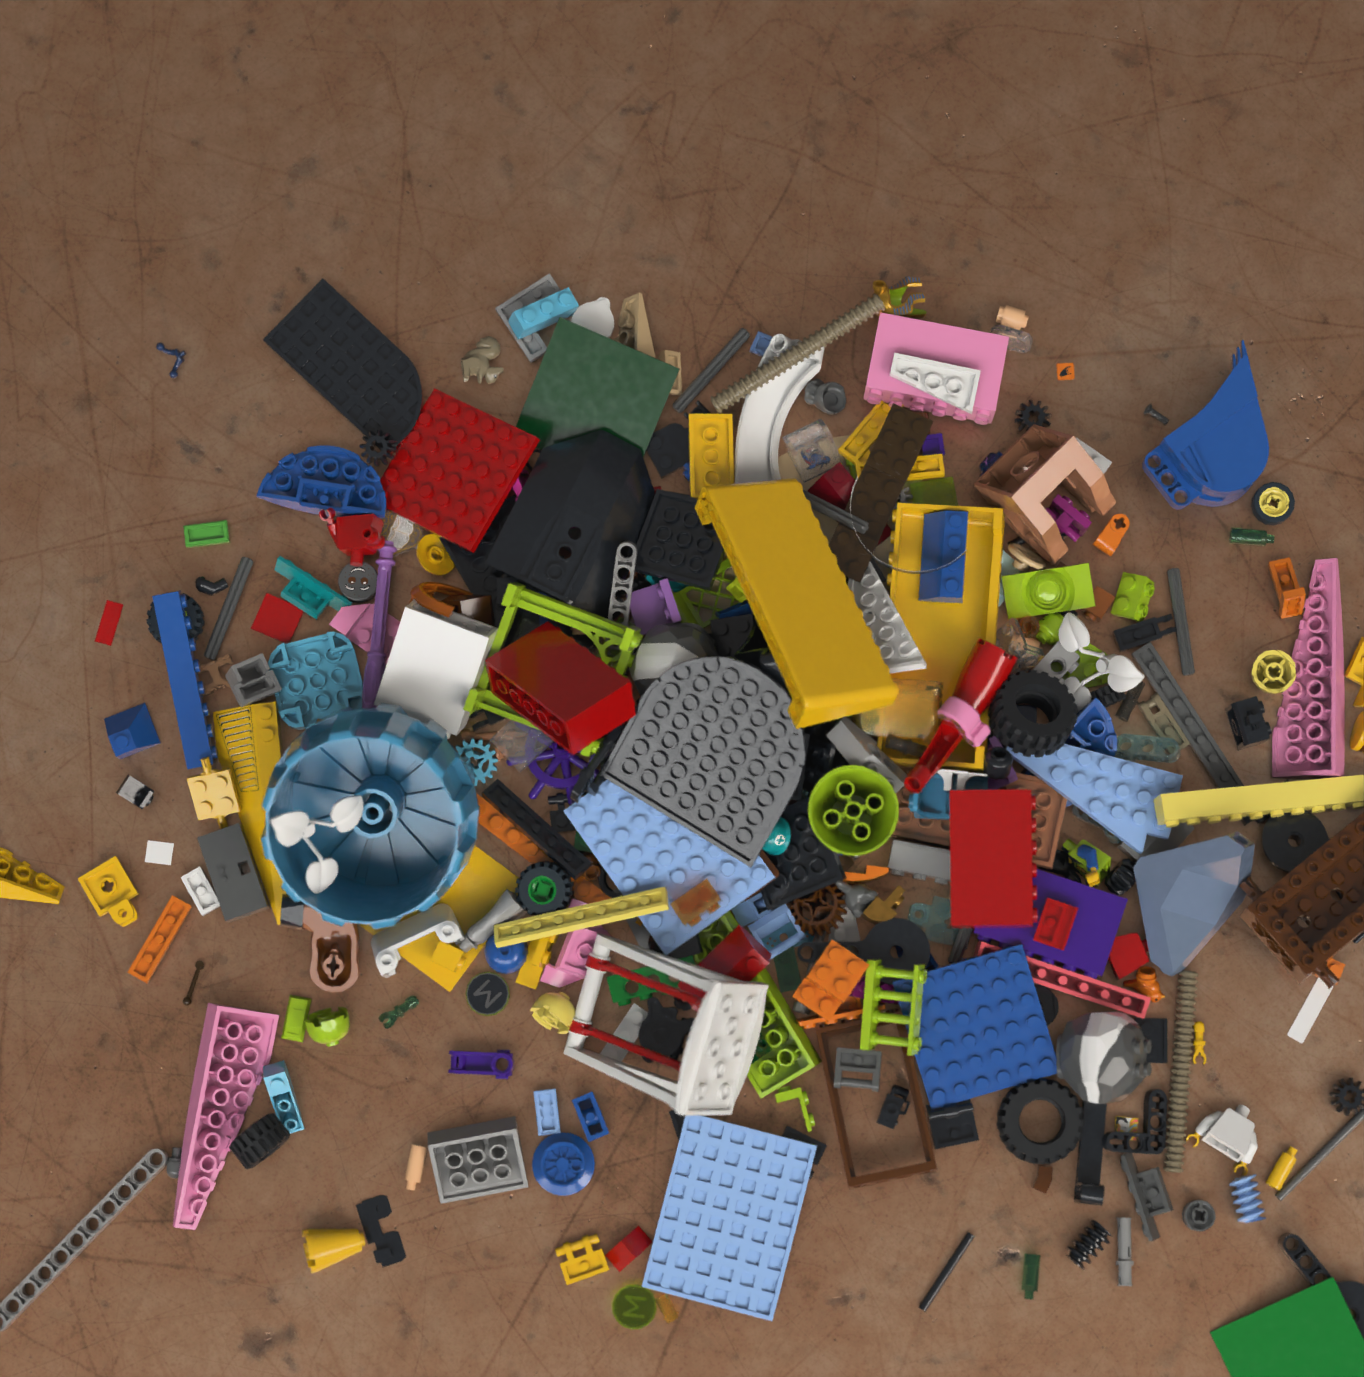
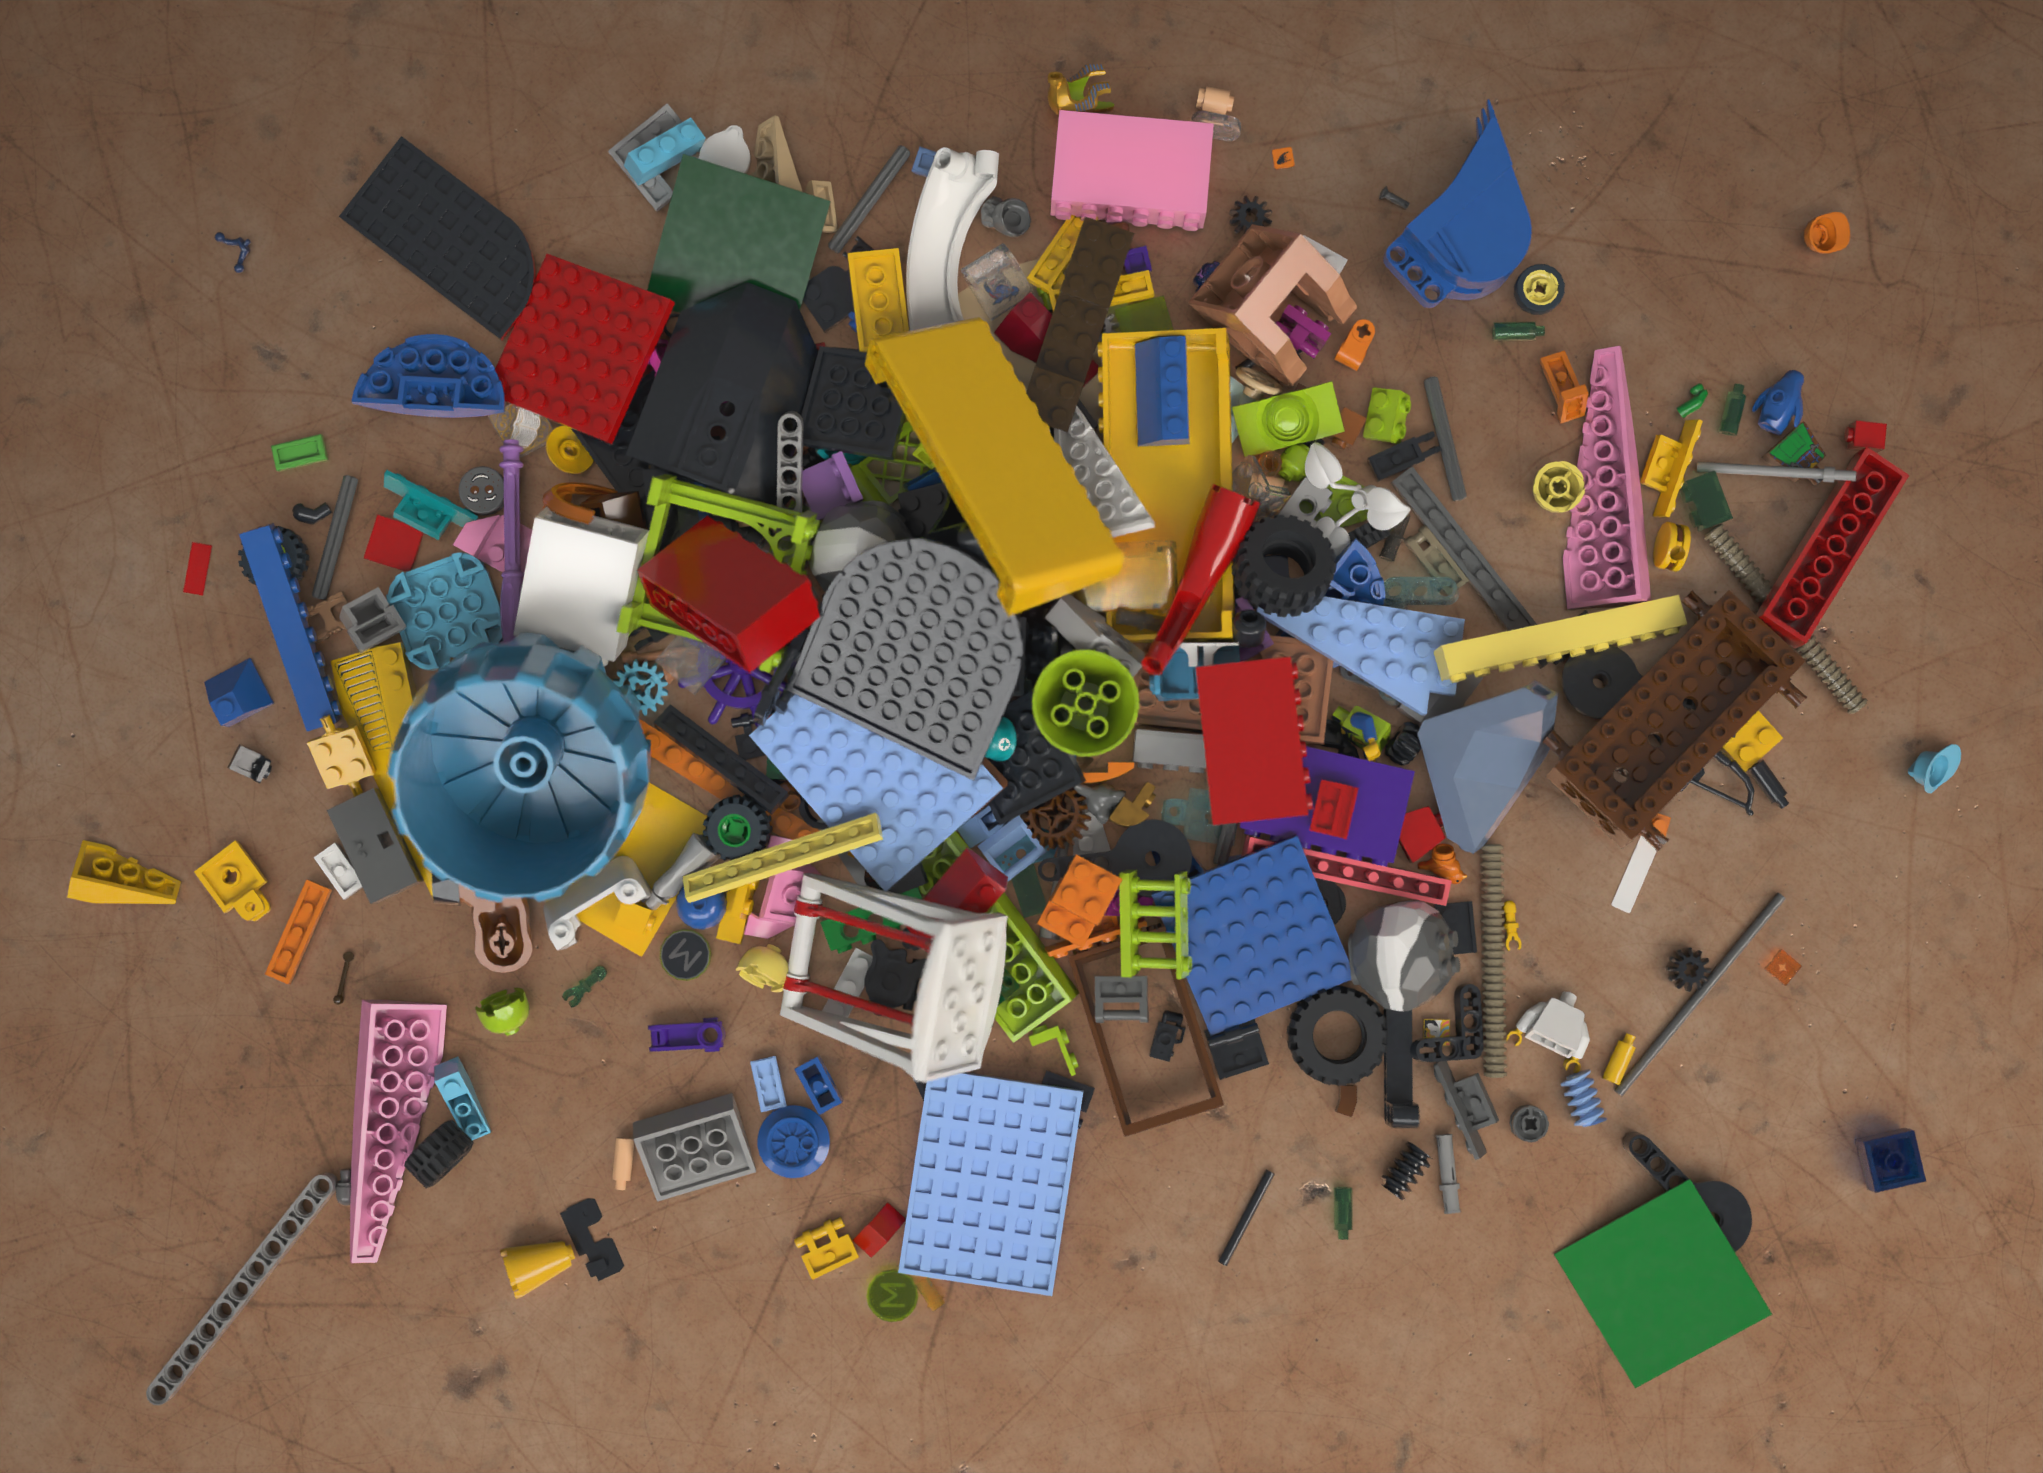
camera: 10 degrees left, 5 degrees up
(159, 852) = (286, 830): white sticker -> none
(294, 1023) = (467, 997): lime tile -> none
(296, 825) = (426, 792): white plant -> none
(355, 534) = (472, 435): red torso -> none
(376, 456) = (497, 332): black gear -> none
(477, 361) = (593, 216): dark tan animal -> none
(696, 903) = (914, 828): clear orange bracket -> none
(797, 353) = (967, 168): dark tan piece -> none
(836, 513) = (1032, 353): dark grey axle -> none
(900, 570) = (1107, 412): black sticker -> none
(942, 380) = (1139, 183): white wing -> none
(965, 719) = (1206, 582): bright pink animal -> none
(1248, 723) = (1534, 549): black hinge -> none

